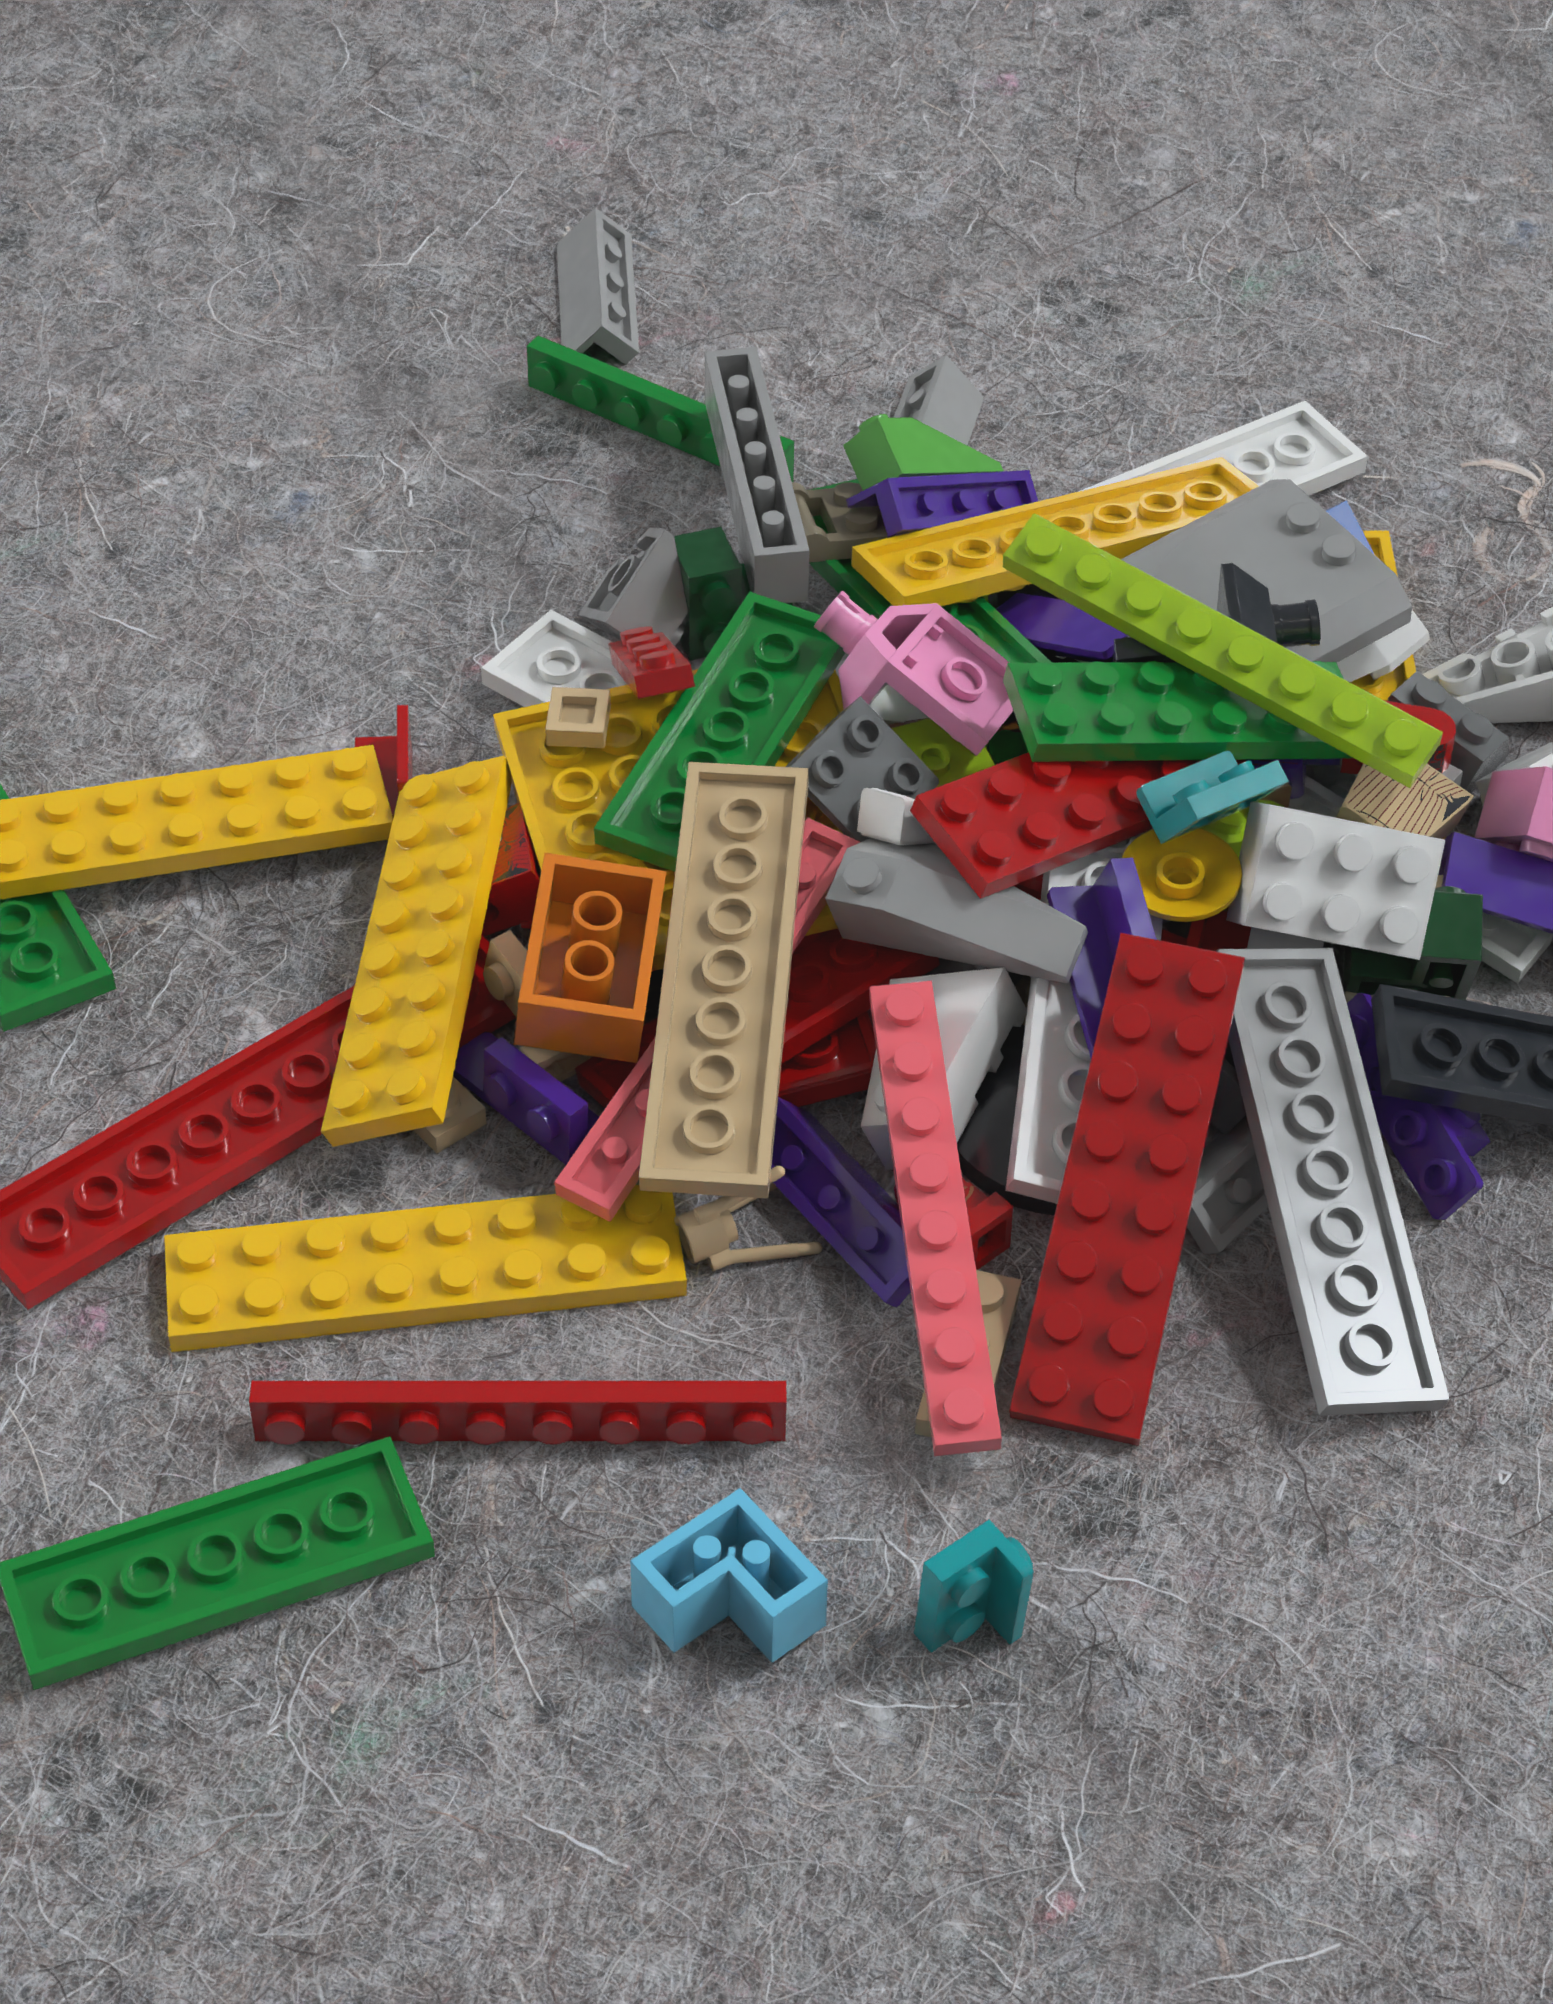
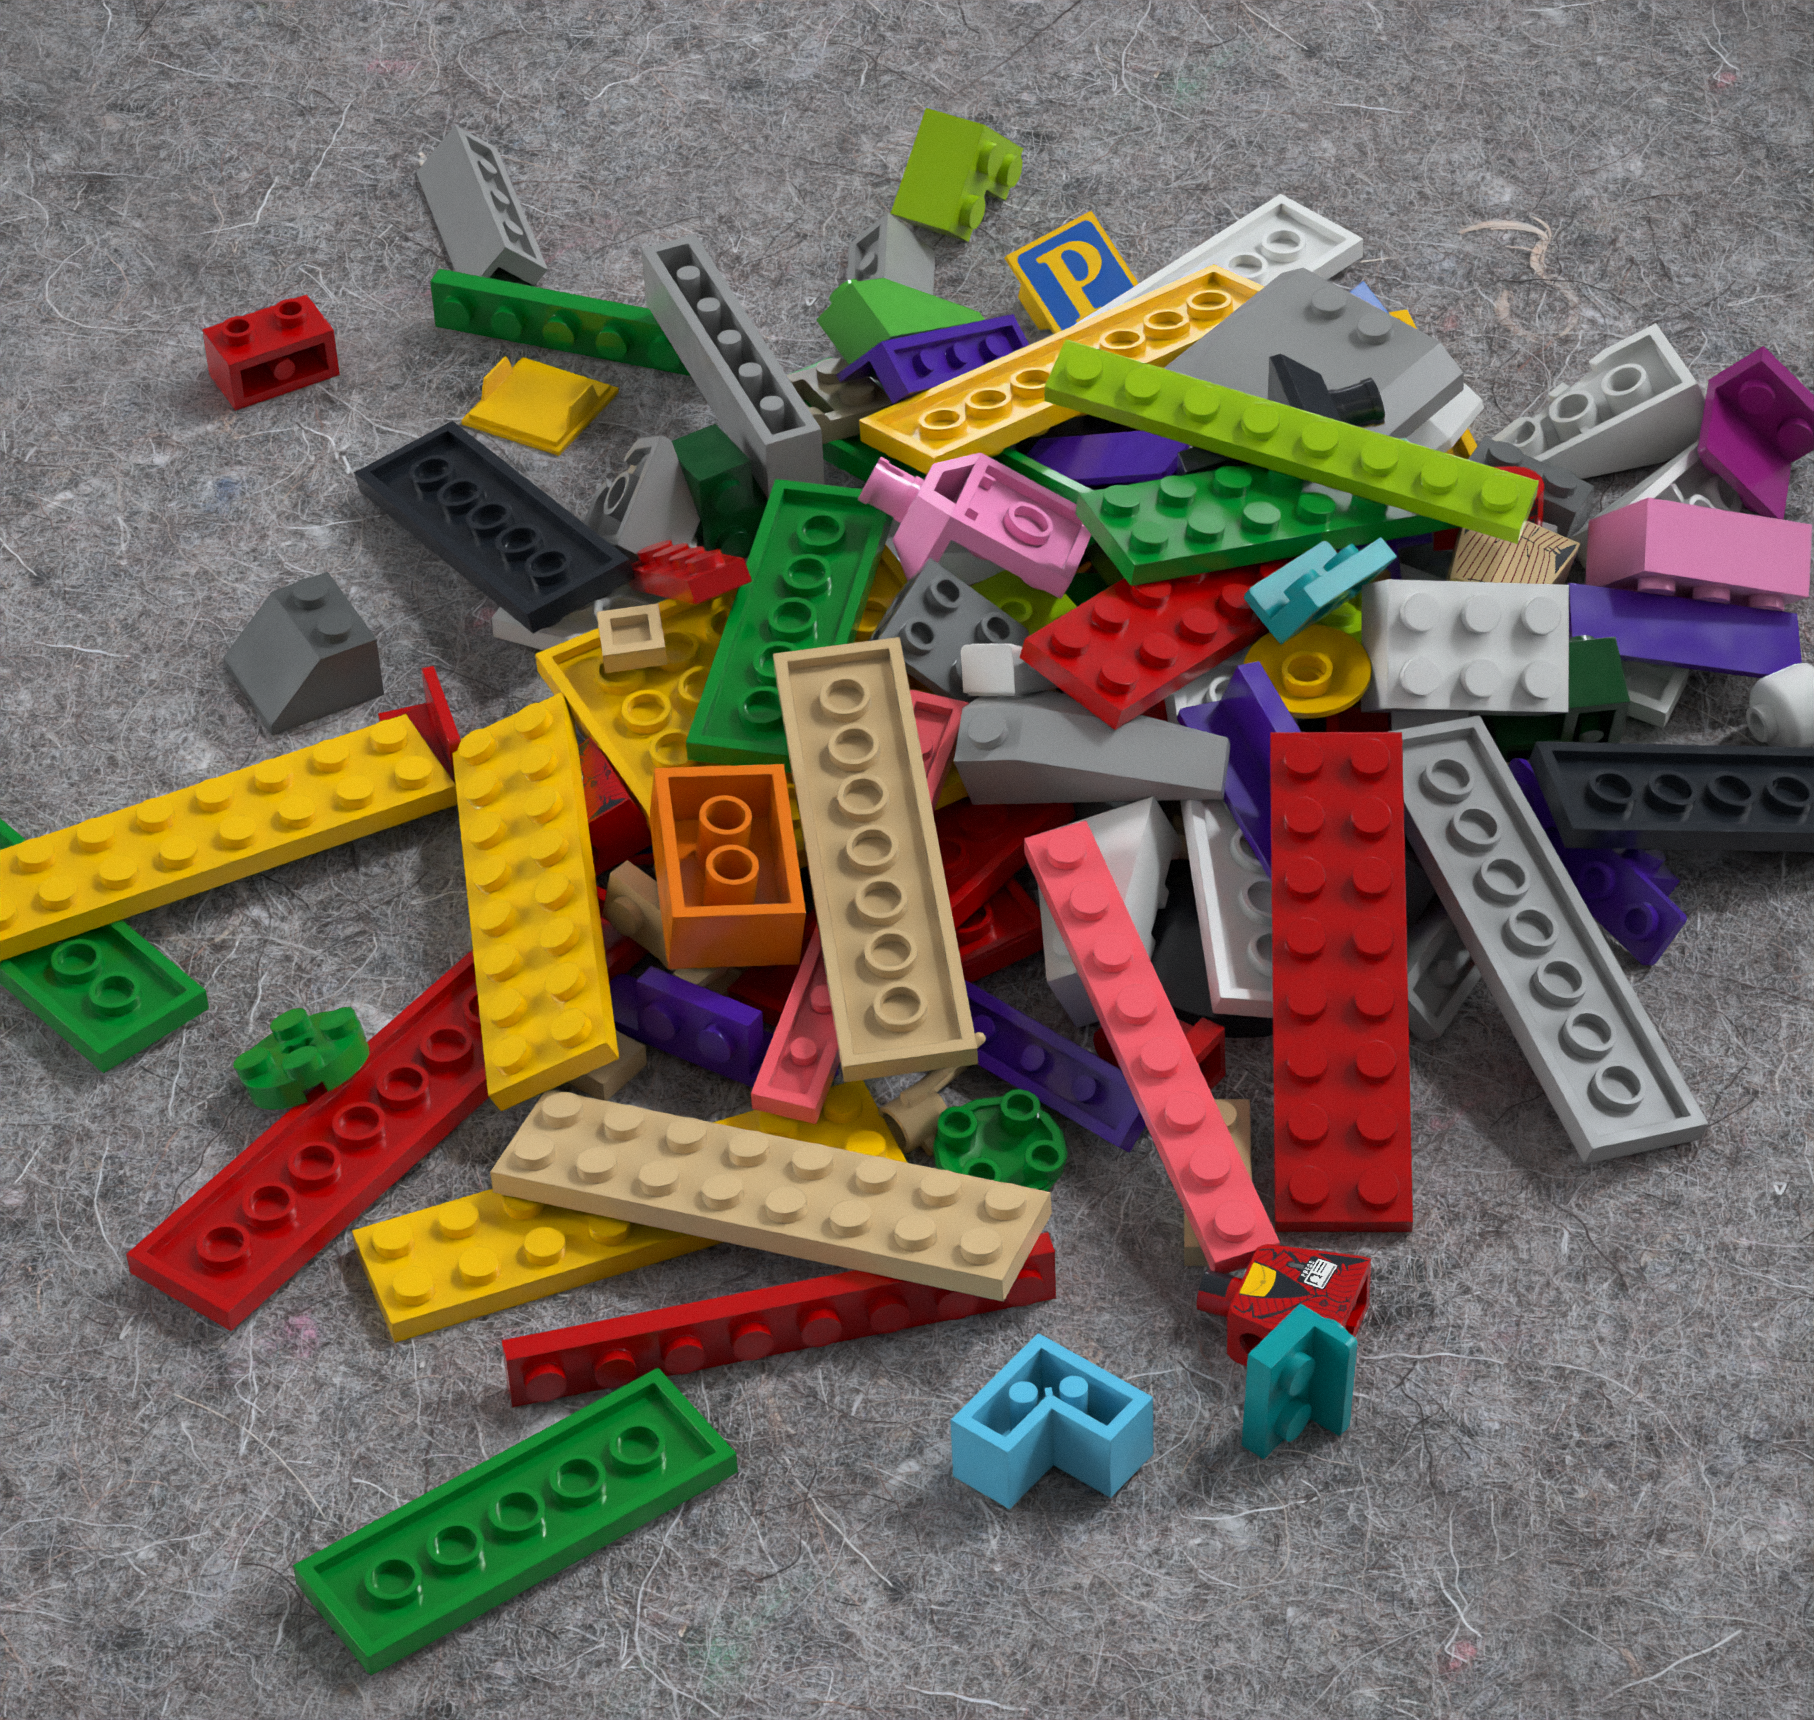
camera: 10 degrees left, 5 degrees down
(174, 1054) = (301, 1055): none -> green plate
(308, 671) = (305, 655): none -> dark grey slope
(374, 384) = (271, 352): none -> red brick
(509, 584) = (494, 527): none -> black plate
(549, 1288) = (774, 1194): none -> tan plate
(592, 474) = (538, 404): none -> yellow piece
(775, 1280) = (1002, 1141): none -> green dish
(998, 1483) = (1276, 1284): none -> red torso
(1013, 328) = (952, 171): none -> lime brick
(1092, 440) = (1069, 273): none -> piece

